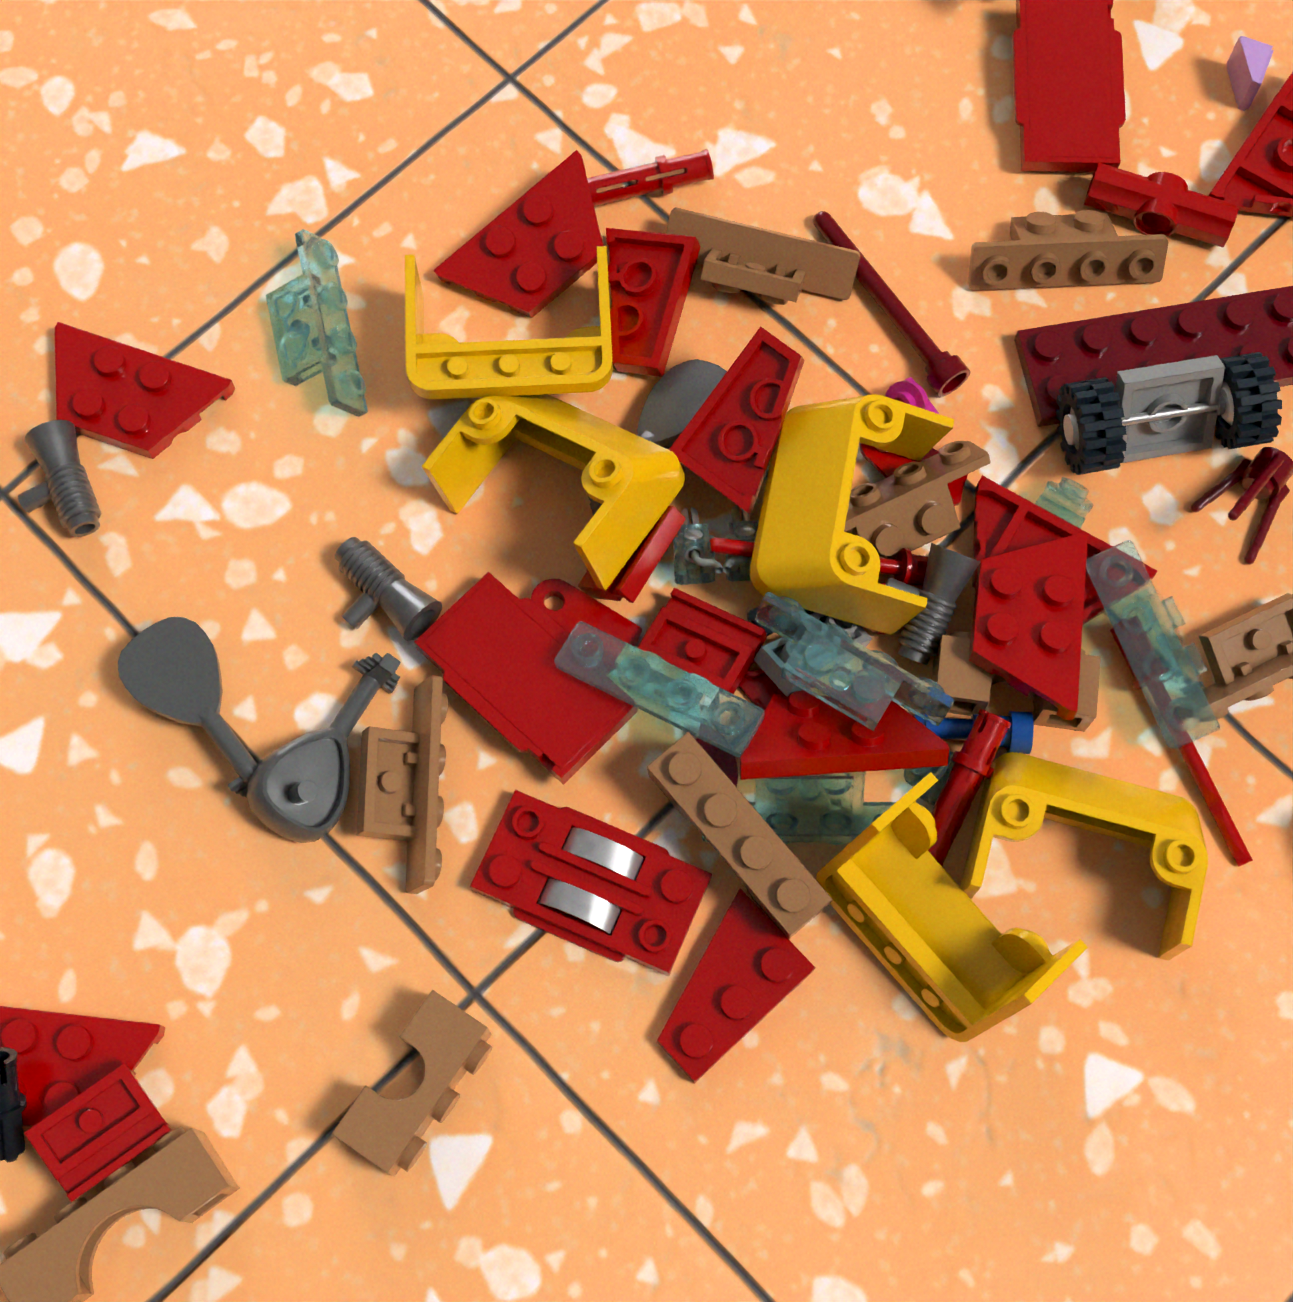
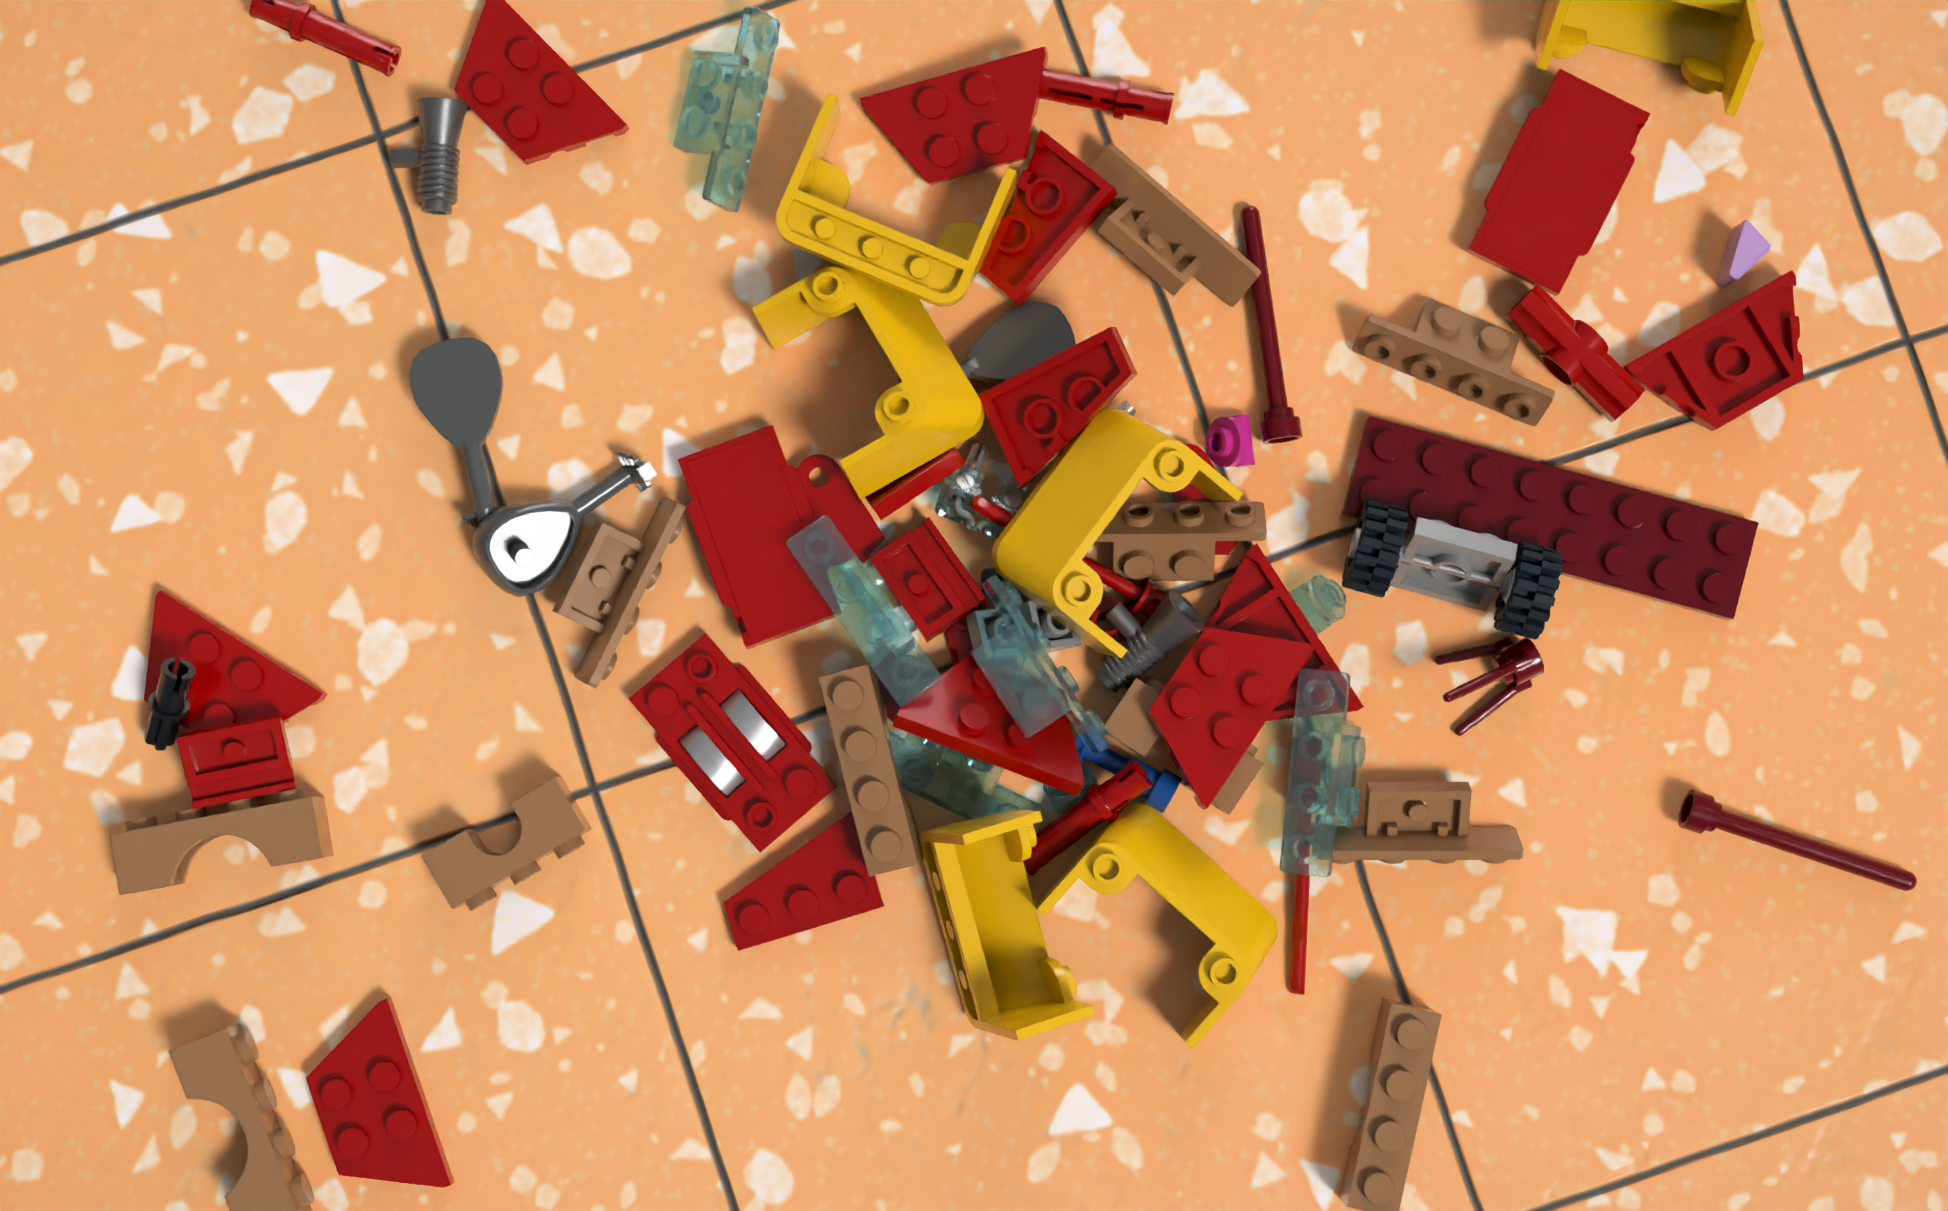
camera: 25 degrees right, 15 degrees up
(384, 586) = (677, 393): flat silver piece -> none

